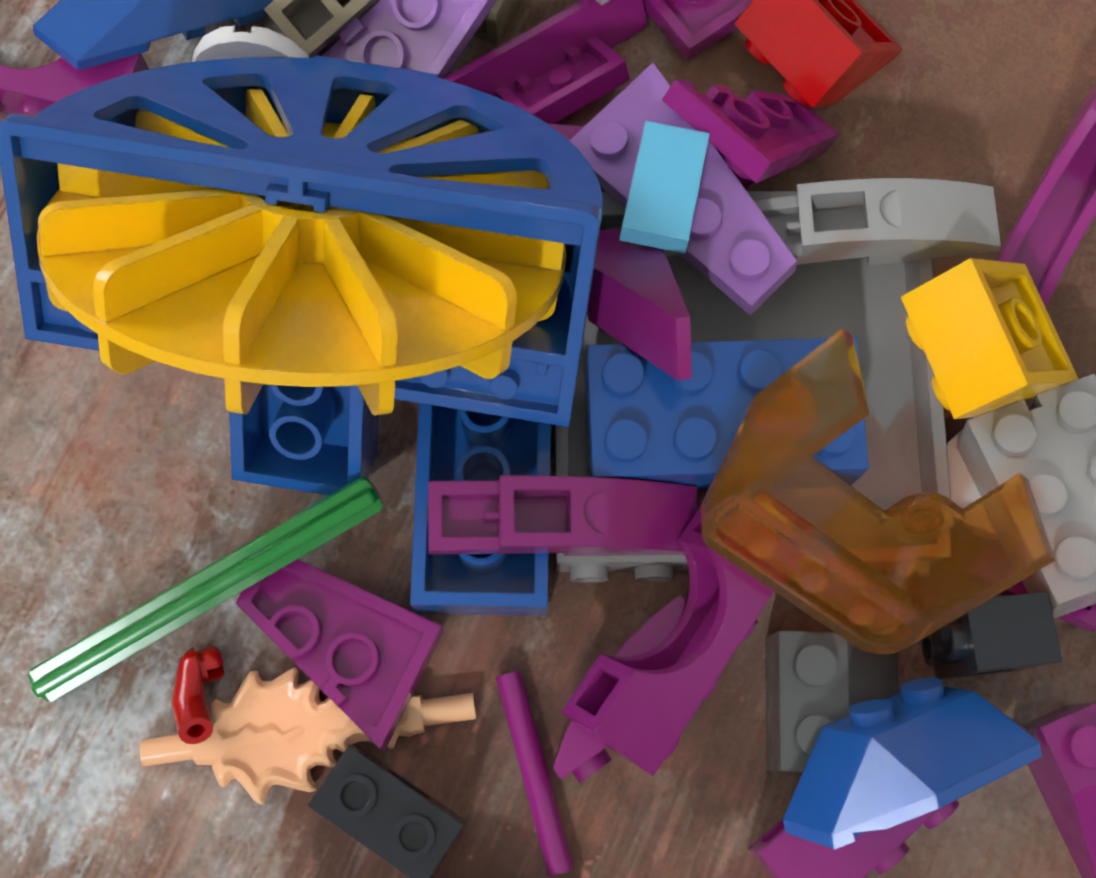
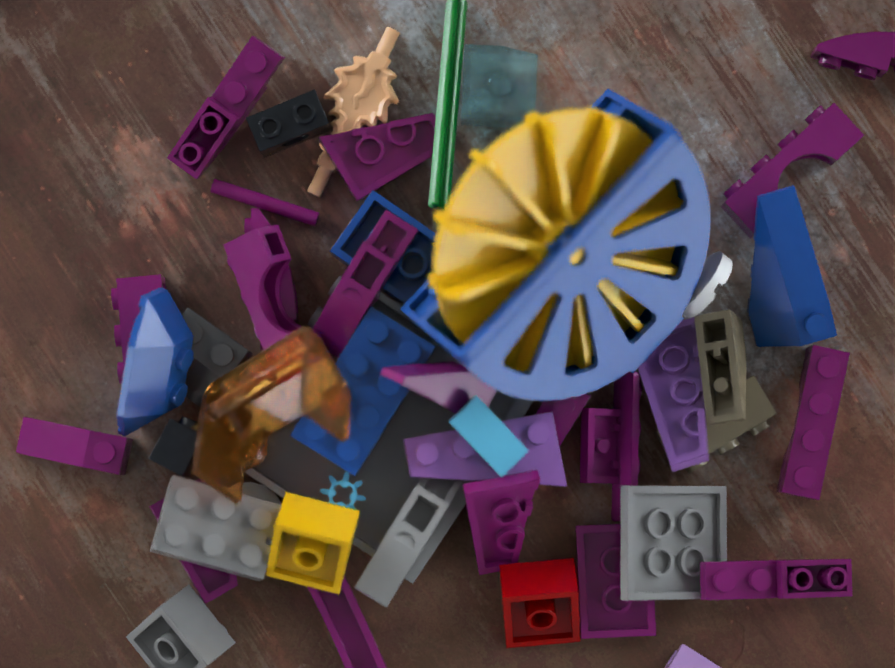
camera: 130 degrees right, 10 degrees up
(137, 538) = (497, 85): none -> clear light blue slope
(188, 695) = (403, 64): red arm -> none
(898, 356) = (345, 484): none -> medium azure gear

